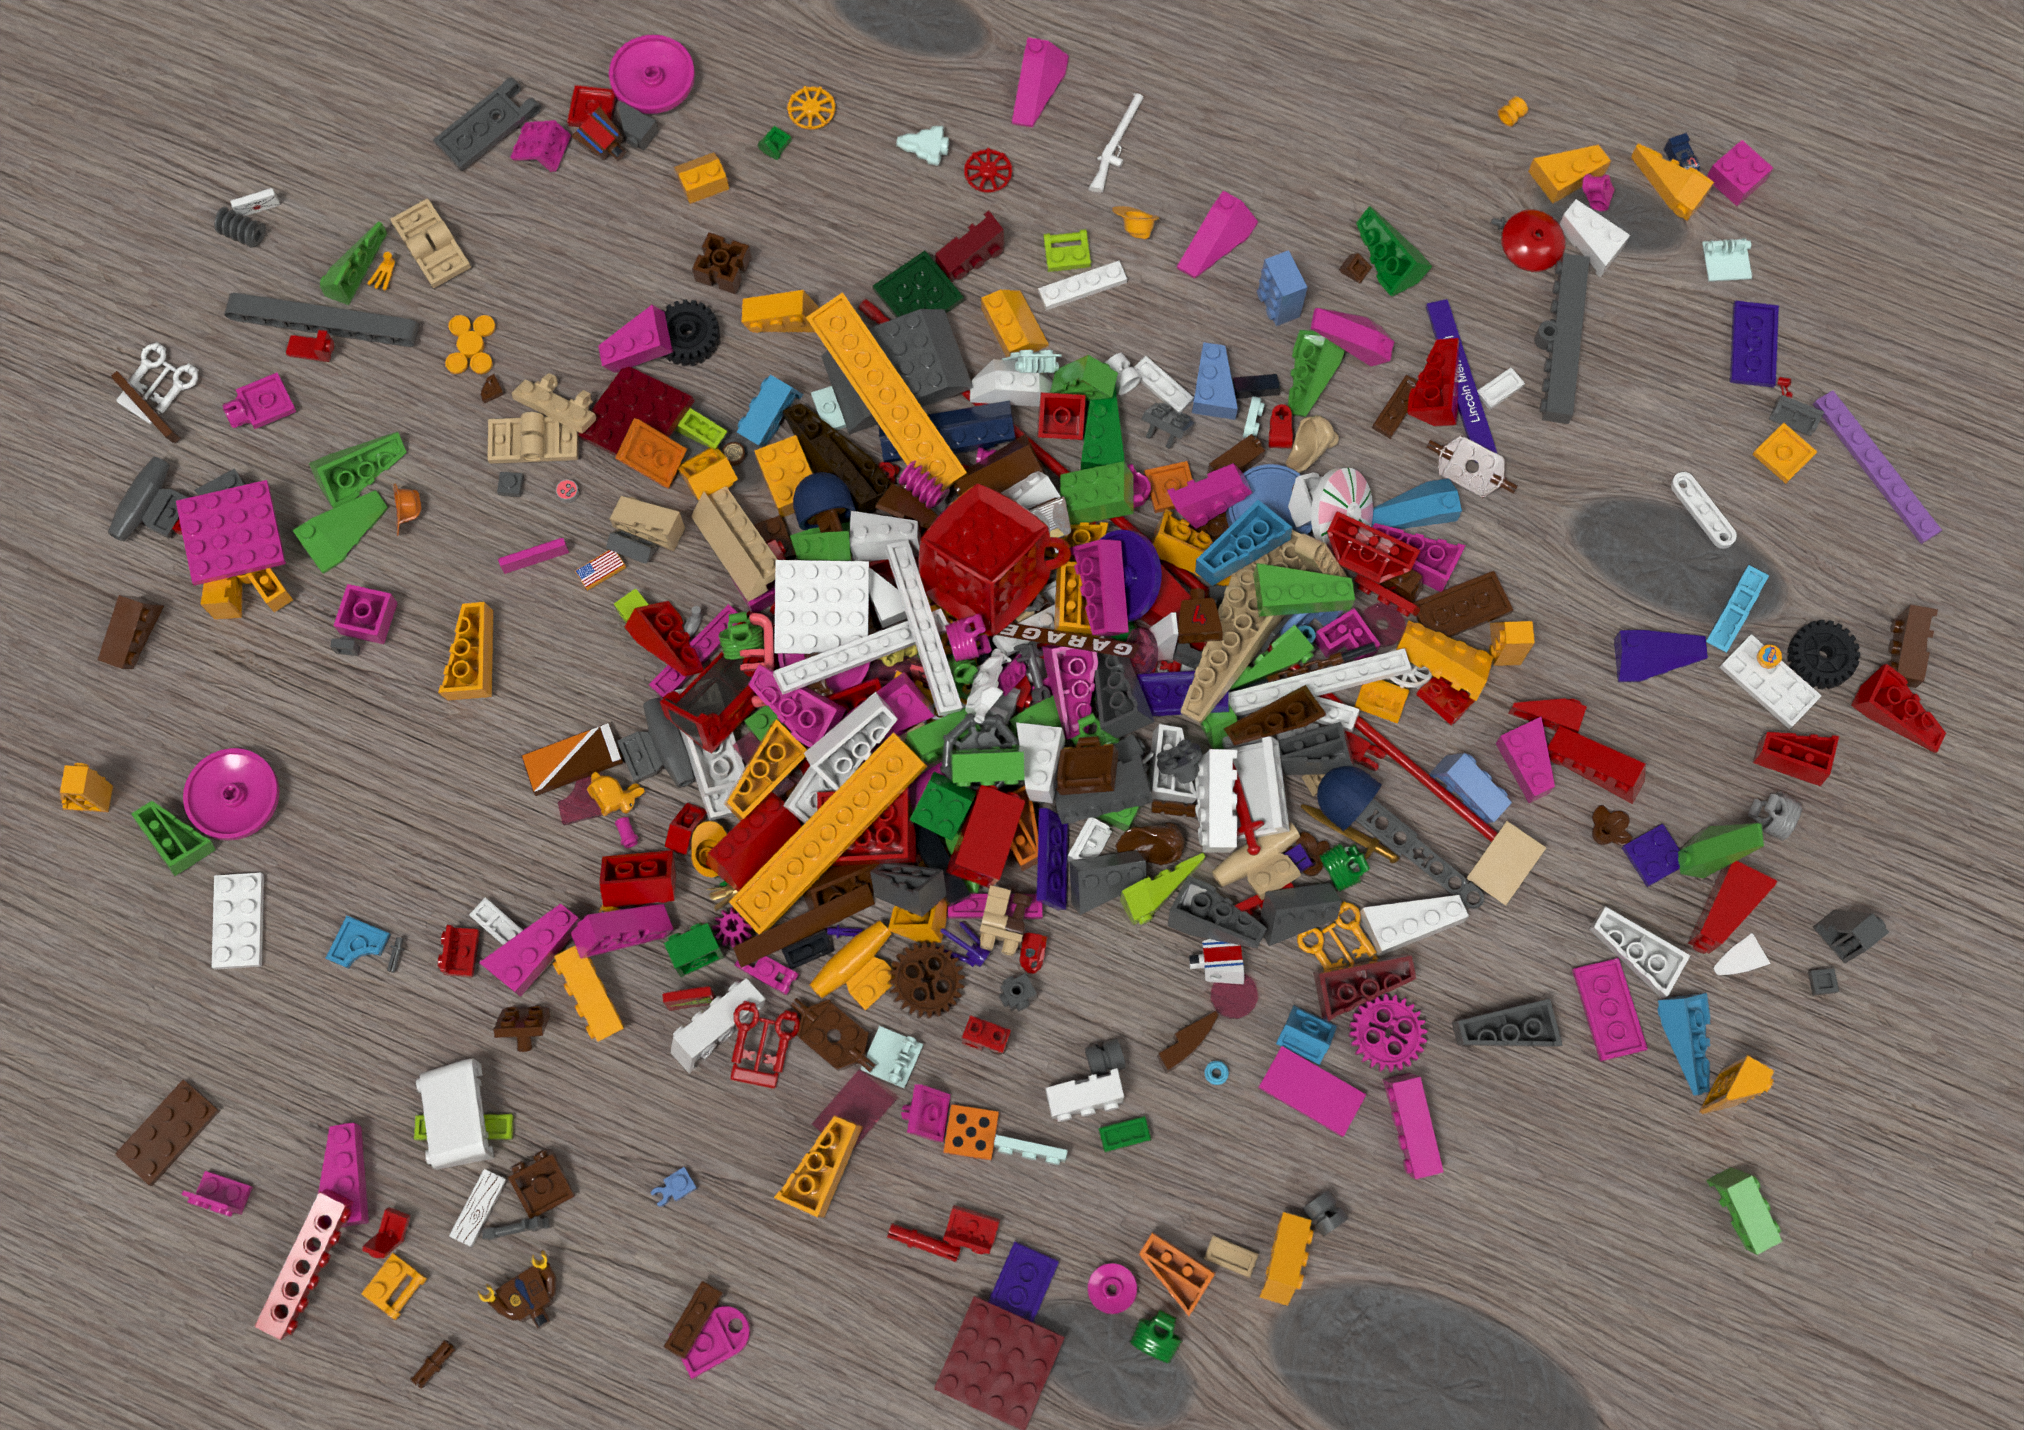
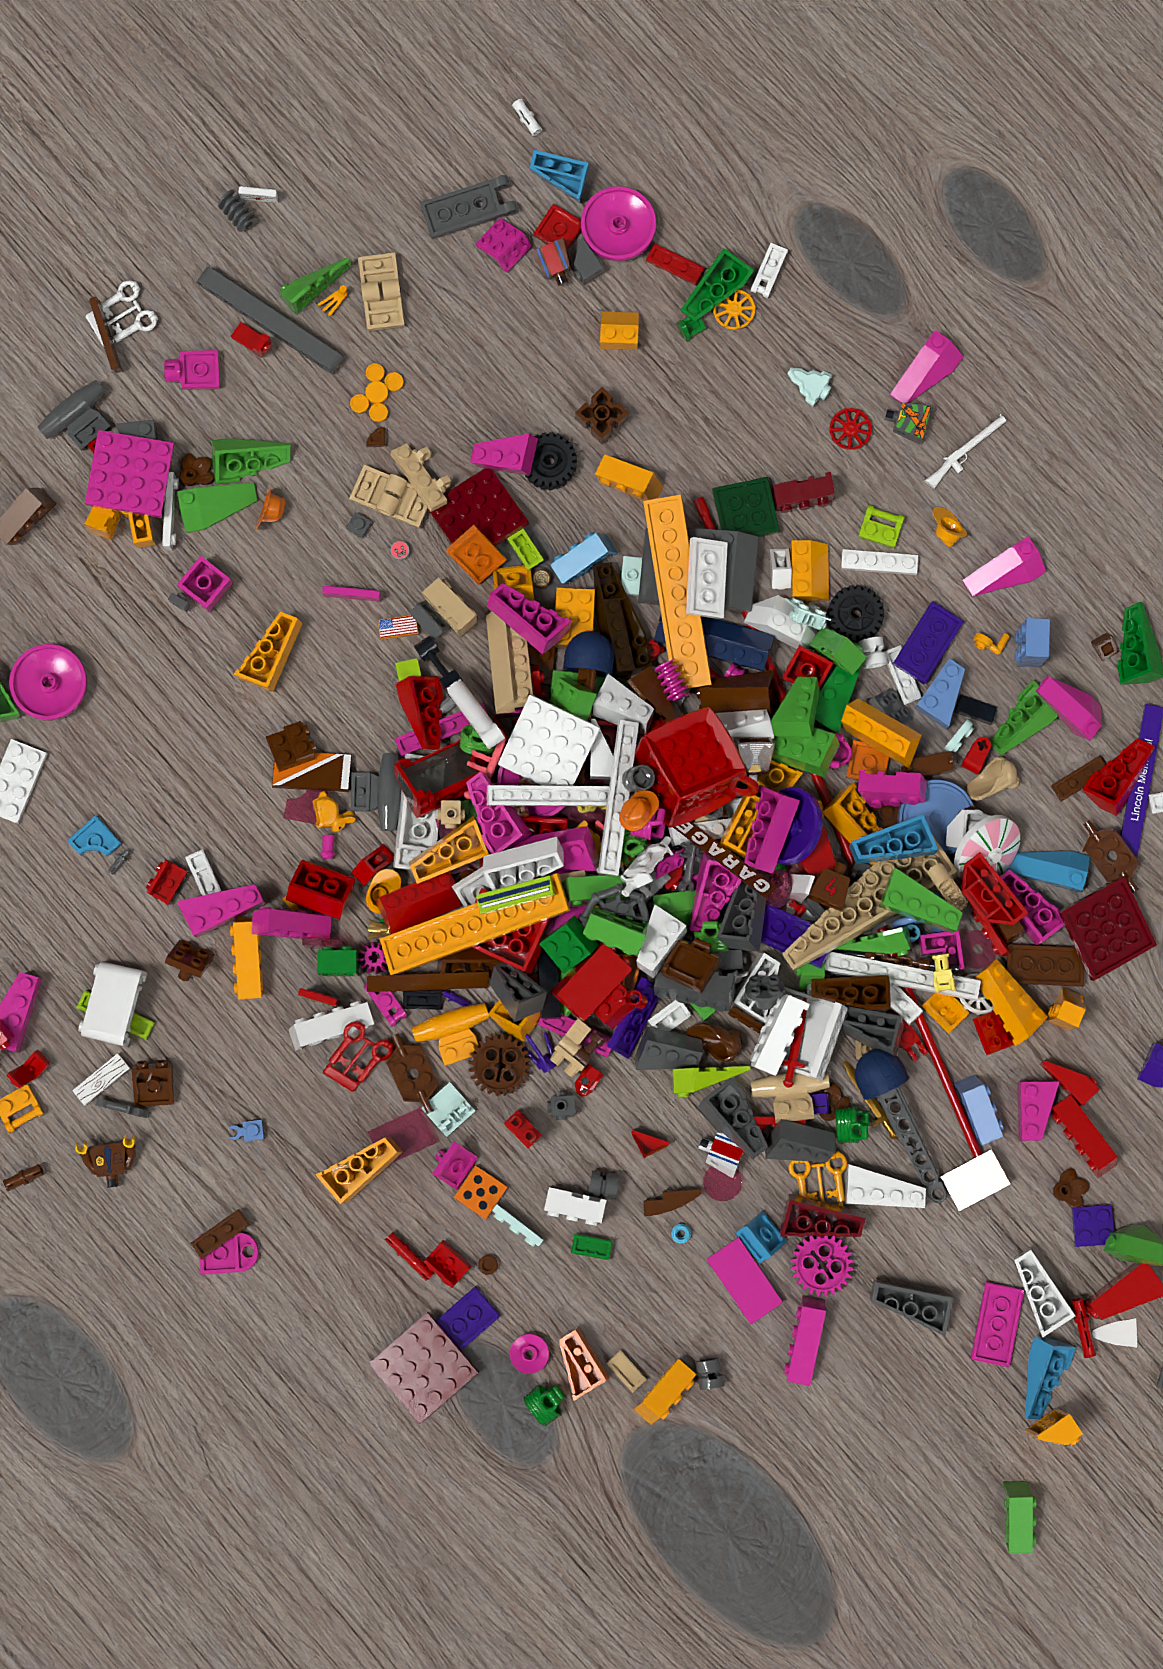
camera: 25 degrees right, 10 degrees up
(304, 584) = (169, 538): none -> white plate
(306, 504) = (198, 468): none -> reddish brown plate
(509, 15) = (527, 117): none -> white pin
(537, 742) = (291, 746): none -> reddish brown plate
(568, 50) = (561, 172): none -> dark azure wedge
(655, 940) = (318, 943): none -> clear pink tile
(691, 597) = (461, 695): none -> white piece
(729, 91) = (675, 264): none -> red tile
(737, 489) = (529, 619): none -> dark pink wedge
(744, 721) = (450, 806): none -> tan brick
(784, 83) = (718, 283): none -> green wedge
(829, 55) = (769, 269): none -> white plate
(858, 777) = (515, 894): none -> lime tile
(910, 364) = (706, 578): none -> white plate
(935, 594) = (638, 778): none -> dark grey wheel
(951, 628) = (638, 810): none -> orange piece
(983, 334) = (780, 568): none -> white slope
(1017, 1210) = (488, 1264): none -> reddish brown tile
(1029, 847) = (619, 1005): none -> red hinge
(1045, 136) = (910, 420): none -> torso
(1071, 456) = (798, 709): none -> bright green wedge
(1083, 329) = (857, 599): none -> black wheel
(1132, 990) = (647, 1144): none -> red slope
(1170, 444) = (881, 731): none -> light orange slope
(1172, 340) = (928, 642): none -> dark purple tile
(1230, 314) = (983, 642): none -> light orange plate
(1362, 657) = (943, 975): none -> light yellow connector
(1507, 538) = (1107, 928): none -> dark red plate
(1698, 960) = (1083, 1327): none -> red pin

